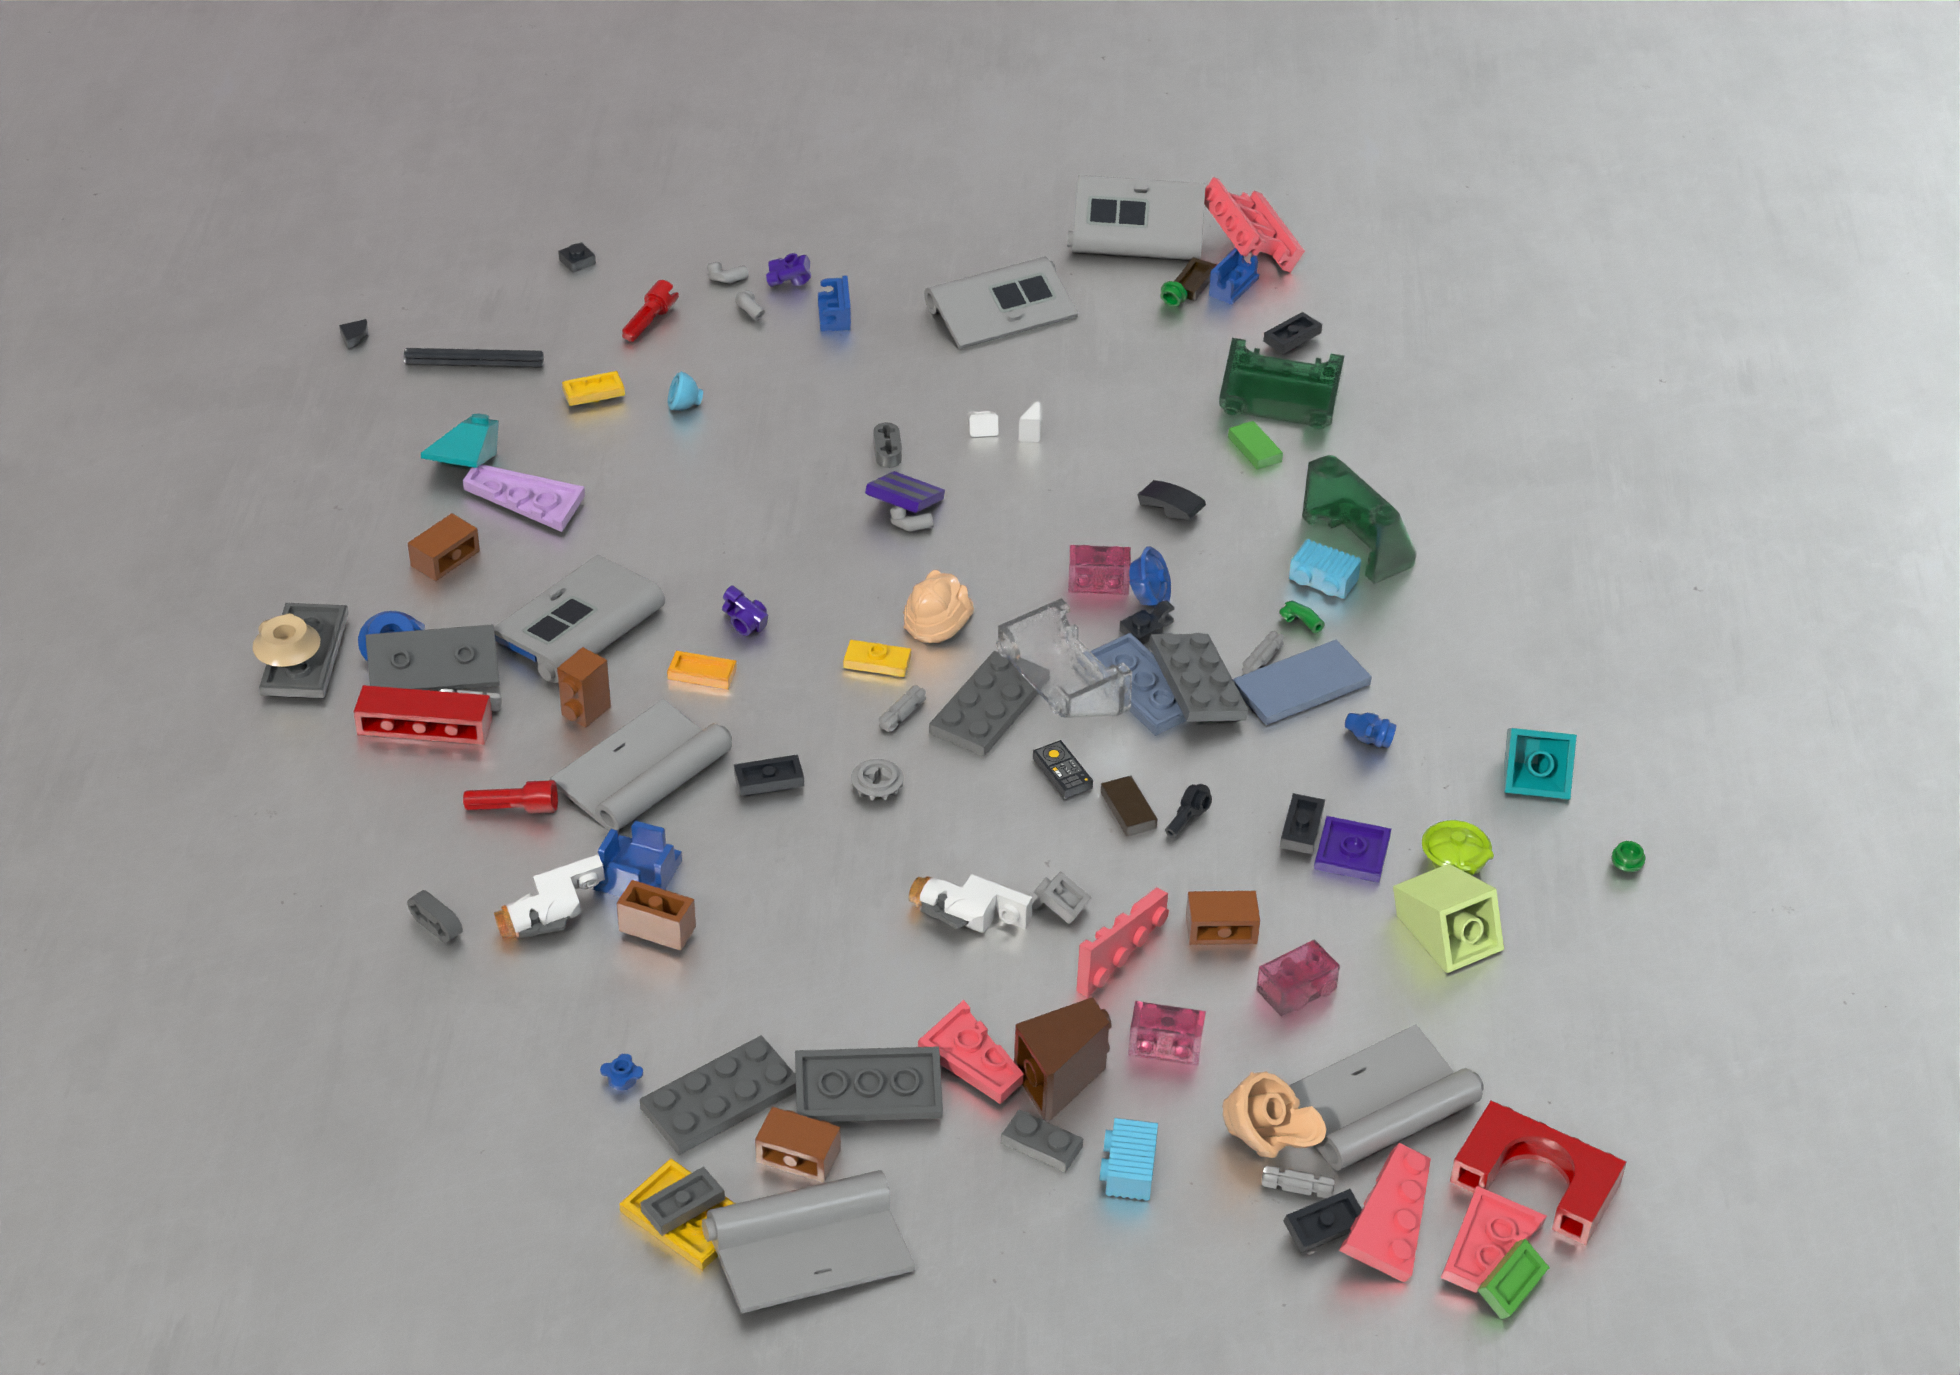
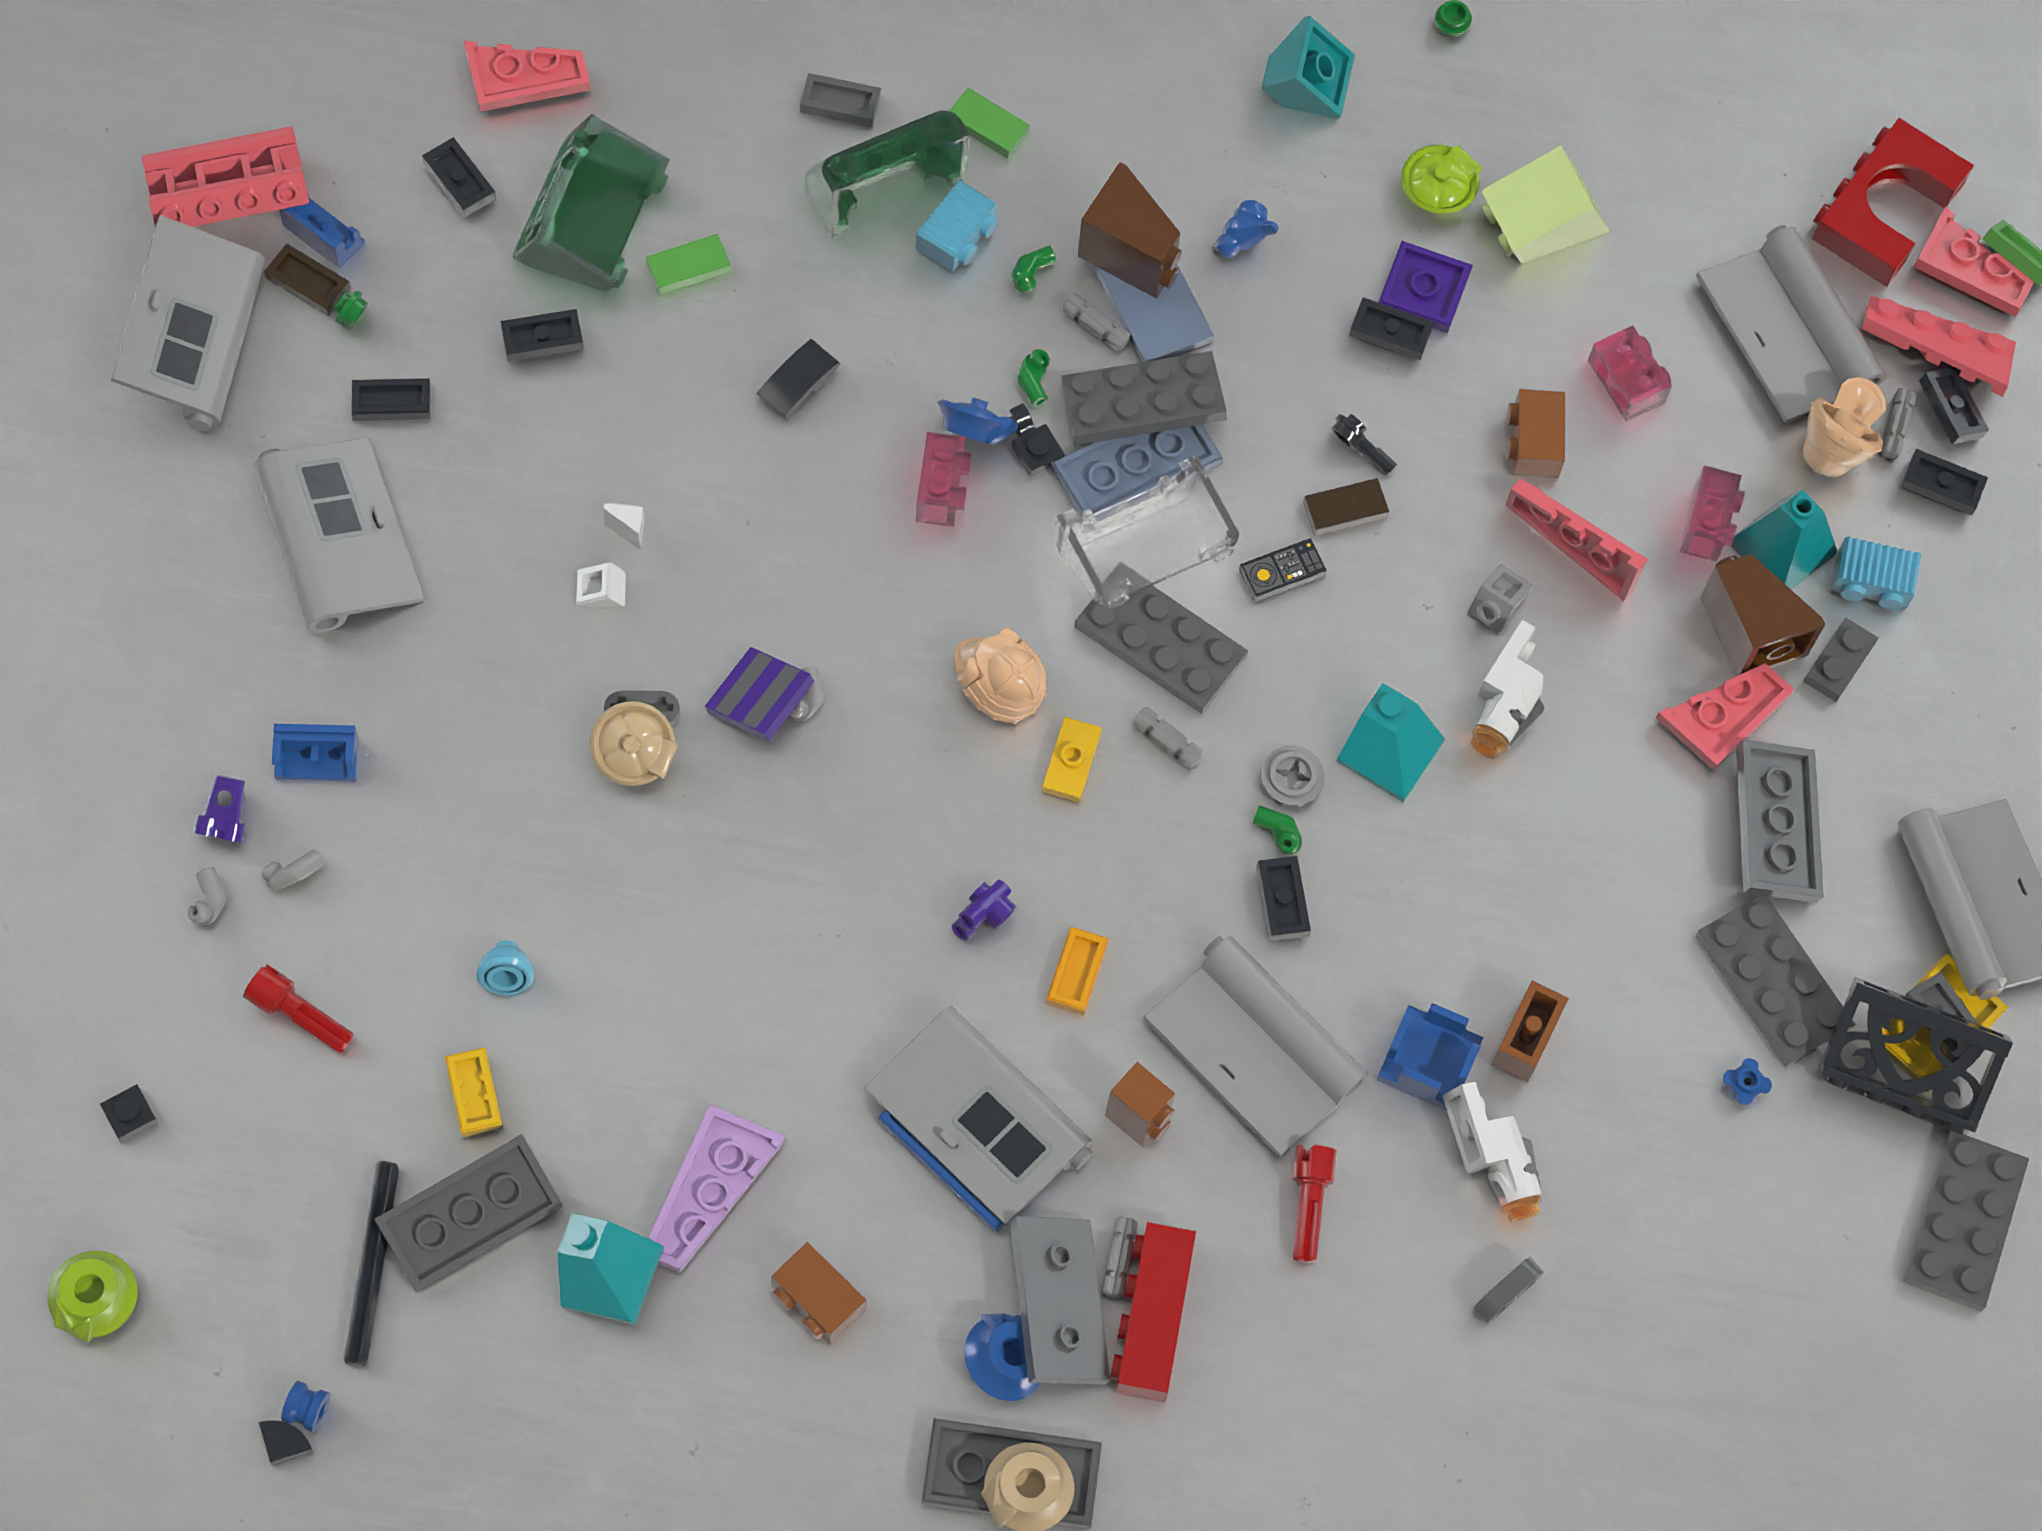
camera: 90 degrees left, 25 degrees up
(374, 334) = (305, 1406): none -> blue wheel
(453, 247) = (92, 1294): none -> lime piece
(494, 1233) = (1966, 1220): none -> dark grey plate
(505, 388) = (468, 1213): none -> dark grey plate
(673, 1146) = (1882, 1008): none -> black fence
(798, 1144) = (1856, 899): dark orange brick -> none
(822, 779) = (1282, 827): none -> green arm
(855, 432) = (633, 743): none -> tan piece
(916, 835) = (1391, 743): none -> teal slope
(1110, 321) = (391, 399): none -> black tile
(1153, 1085) = (1789, 539): none -> teal slope
(1175, 378) = (542, 335): none -> black plate
(1204, 620) = (1030, 376): none -> green arm
(1241, 1215) = (1944, 481): none -> black plate
(1336, 641) = (1130, 235): none -> reddish brown slope
(1386, 355) = (519, 76): none -> coral wing
(1421, 510) = (840, 99): none -> dark grey tile
(1427, 588) = (990, 123): none -> bright green tile

